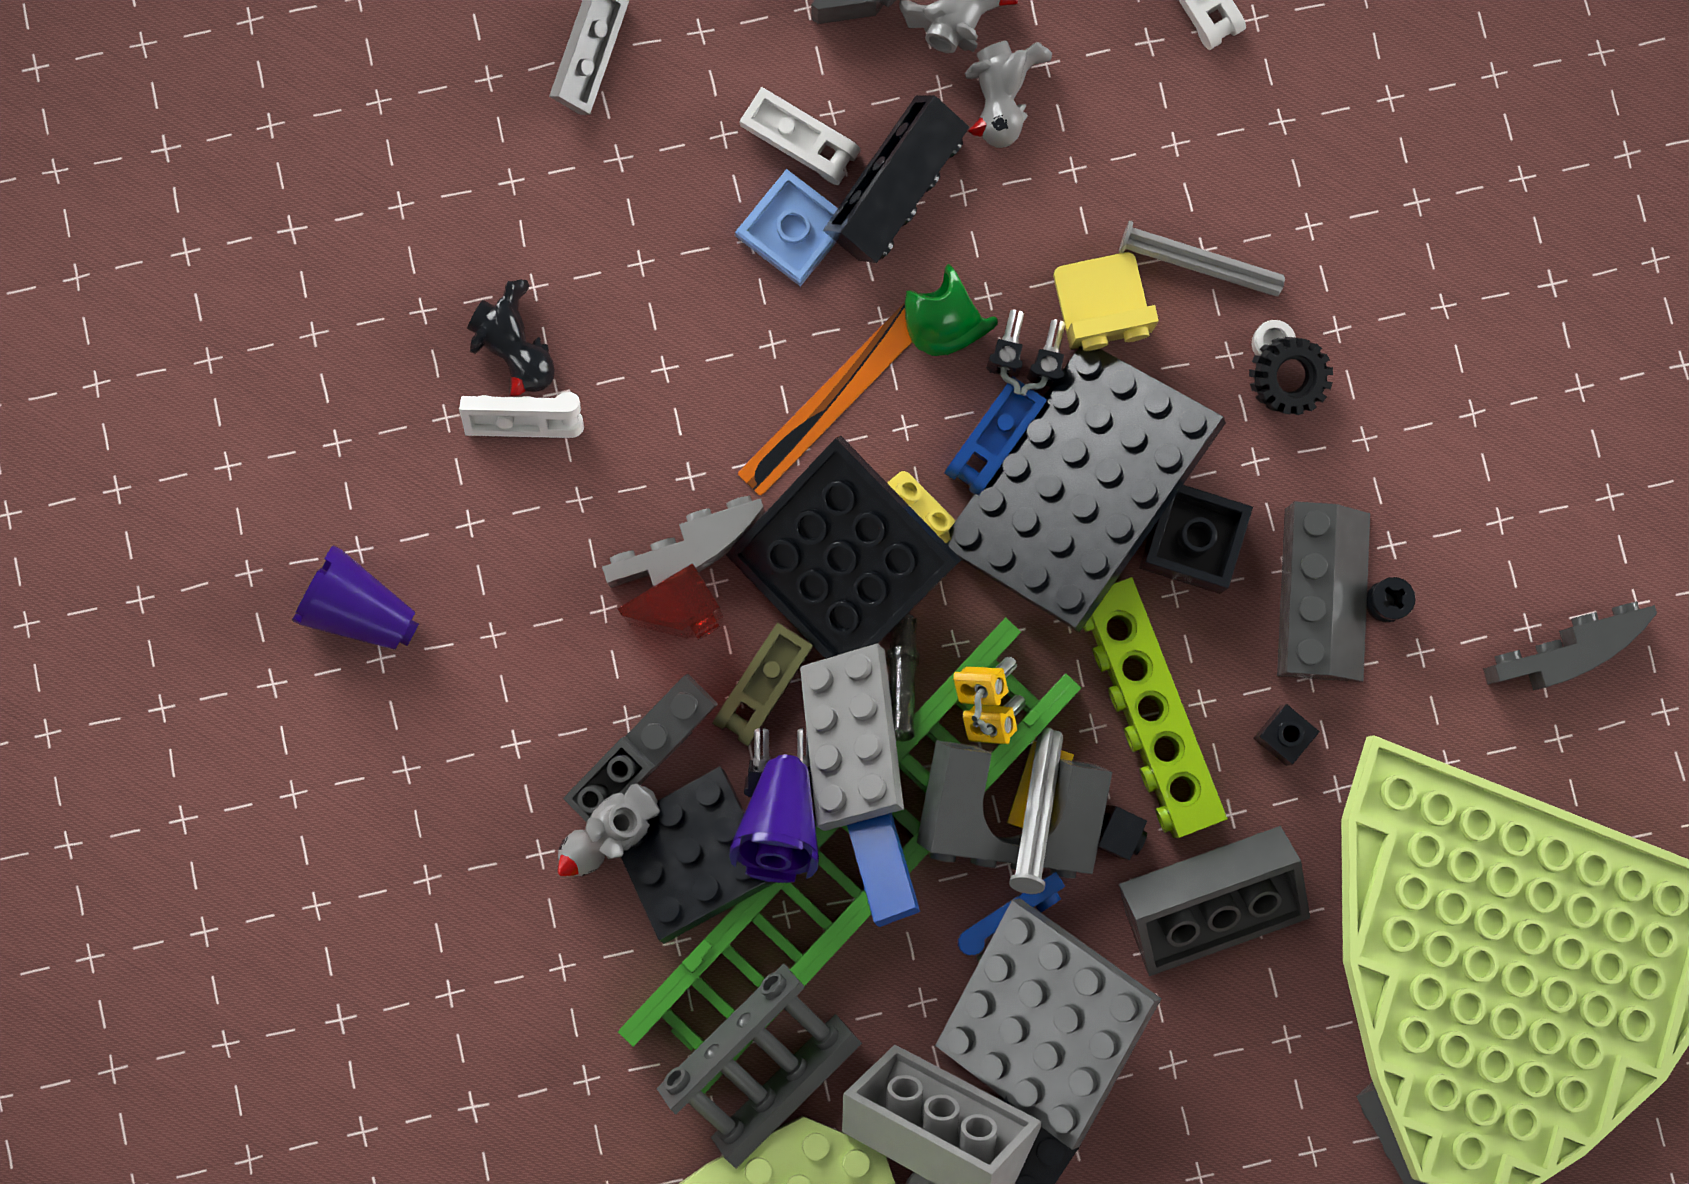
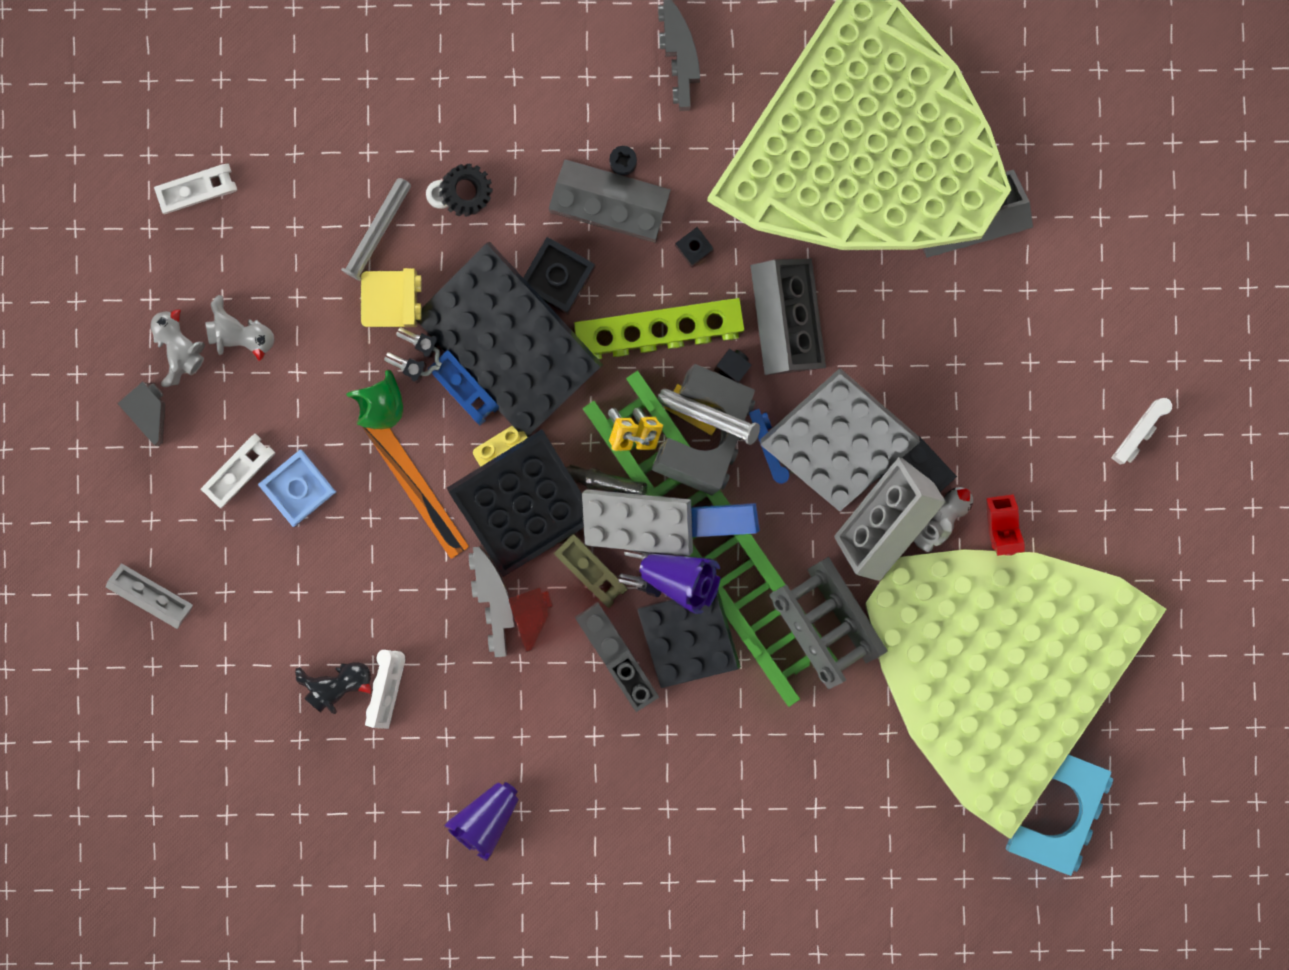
camera: 75 degrees left, 5 degrees up
(609, 831) = (663, 685): light grey animal -> none
(897, 179) = (281, 414): black brick -> none

